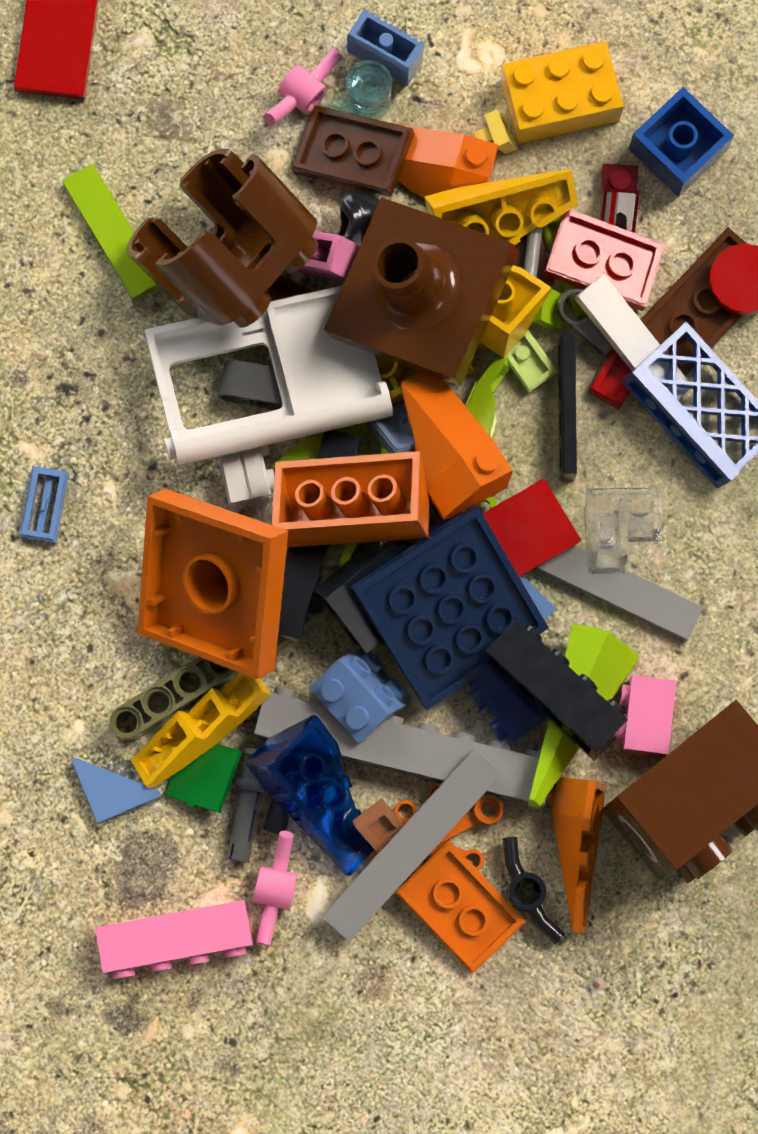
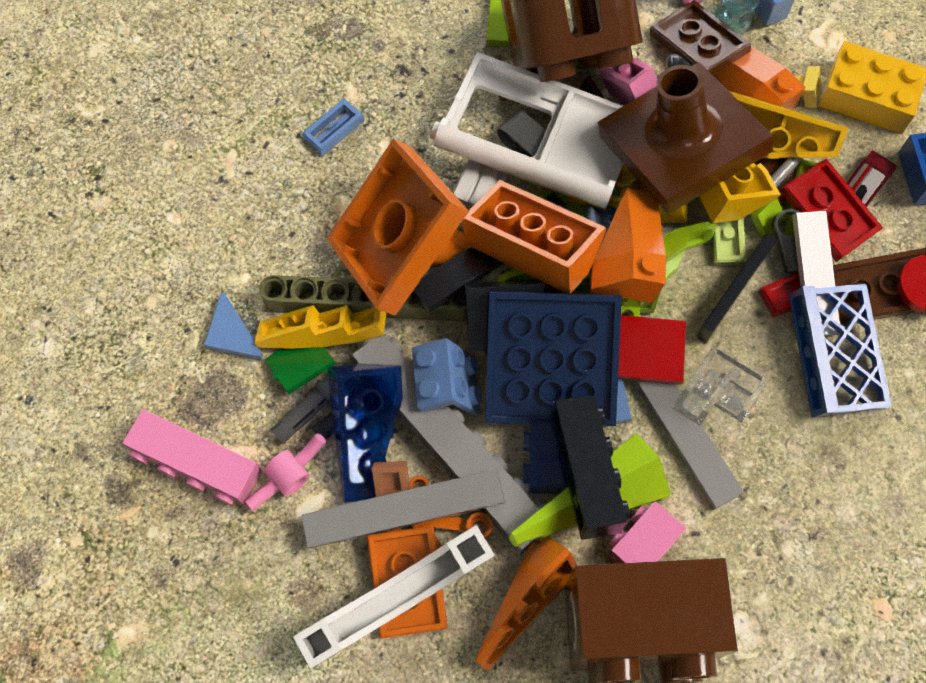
camera: 40 degrees right, 10 degrees down
(463, 927) = (393, 597): none -> white arch
(517, 874) = (460, 623): black piece -> none

